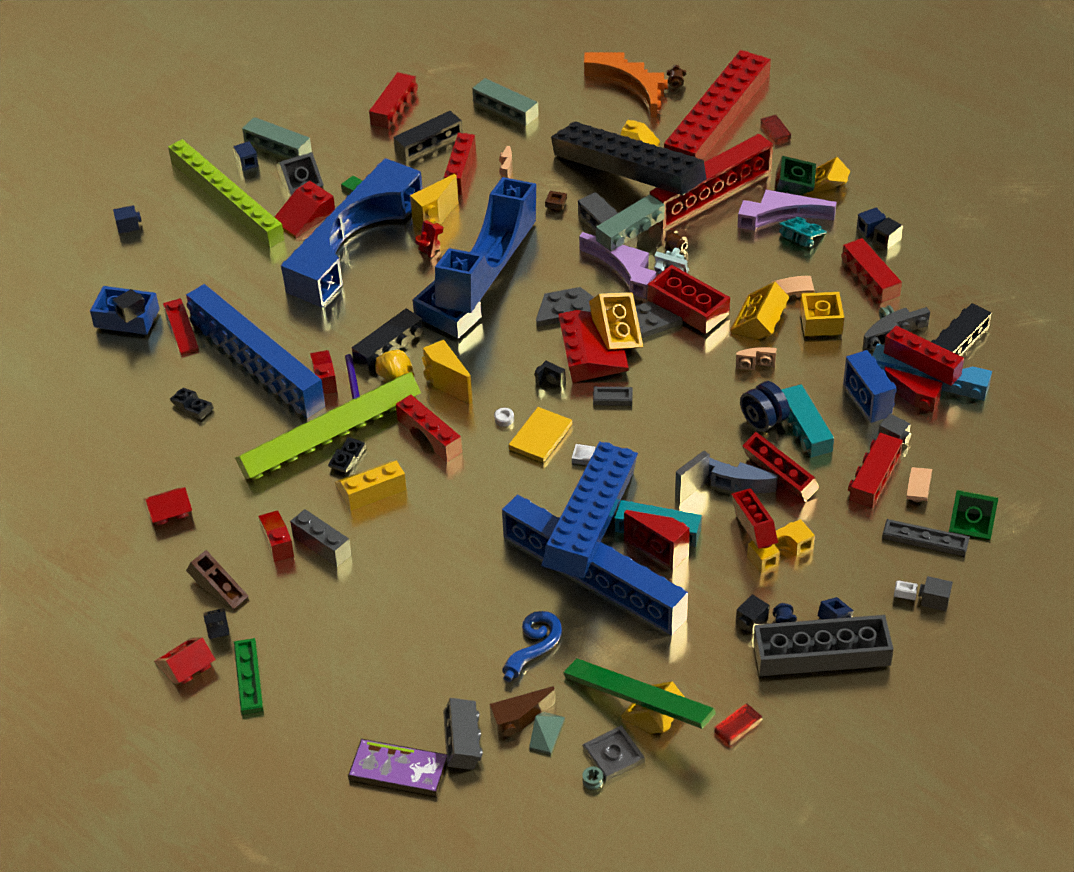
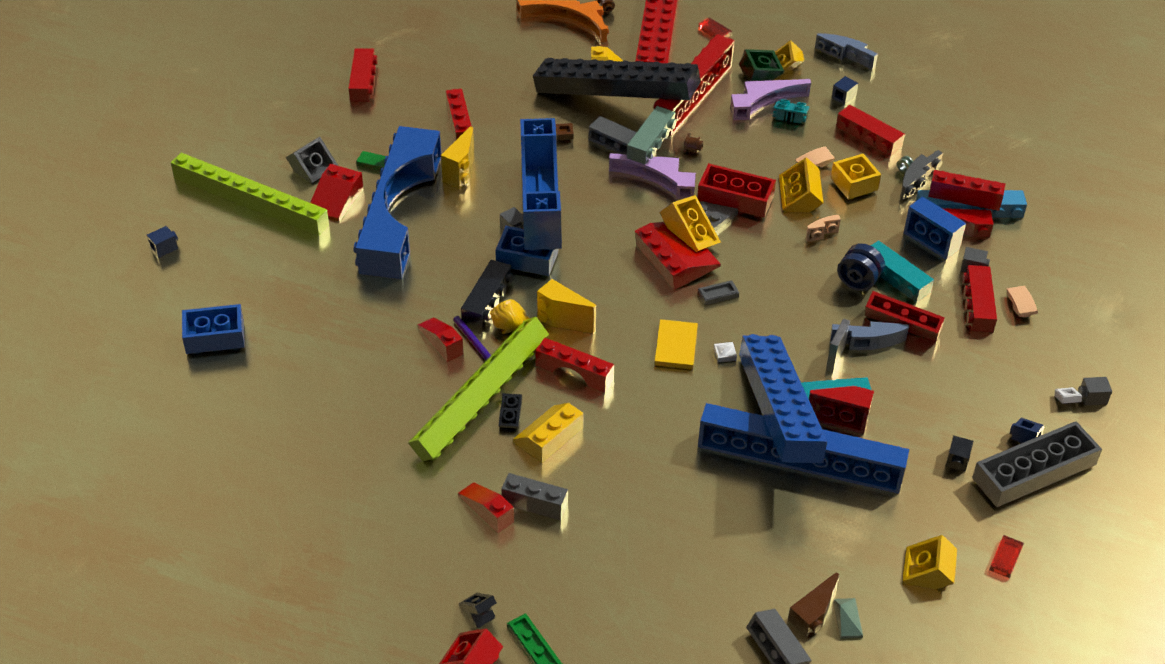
camera: 25 degrees left, 0 degrees up
(129, 305) = (224, 322): black brick -> none
(168, 505) = (364, 507): red slope -> none
(180, 326) = (275, 330): red slope -> none
(190, 403) = (324, 401): black slope -> none
(216, 580) = (456, 568): reddish brown slope -> none
(245, 156) = (249, 155): dark blue brick -> none
(256, 351) = (369, 334): blue brick -> none
(276, 138) = (270, 133): sand green brick -> none
(427, 135) = (413, 99): black brick -> none
(428, 240) = (473, 191): red hips -> none
(504, 417) = (633, 336): white tile -> none
(505, 101) = (467, 55): sand green brick -> none
(506, 163) = (501, 109): light nougat slope -> none
(518, 659) = (783, 562): blue plant -> none
(551, 373) = (655, 286): black bracket -> none
(561, 302) = (624, 222): dark grey wing -> none
(590, 784) = (912, 653): sand green bush -> none
(613, 753) = (917, 617): flat silver tile -> none
(640, 693) = (920, 554): green tile -> none
(670, 258) = (698, 161): light aqua hips -> none
(754, 518) = (918, 367): red brick -> none
(784, 613) = (986, 446): dark blue brick -> none
(792, 537) = (951, 375): yellow arch -> none
(887, 233) = (863, 96): black brick -> none
(901, 177) = (846, 47): none -> sand blue slope
(925, 537) = (1053, 345): dark grey tile -> none
(964, 329) = (976, 159): black brick -> none
(973, 514) = (1081, 314): green slope -> none

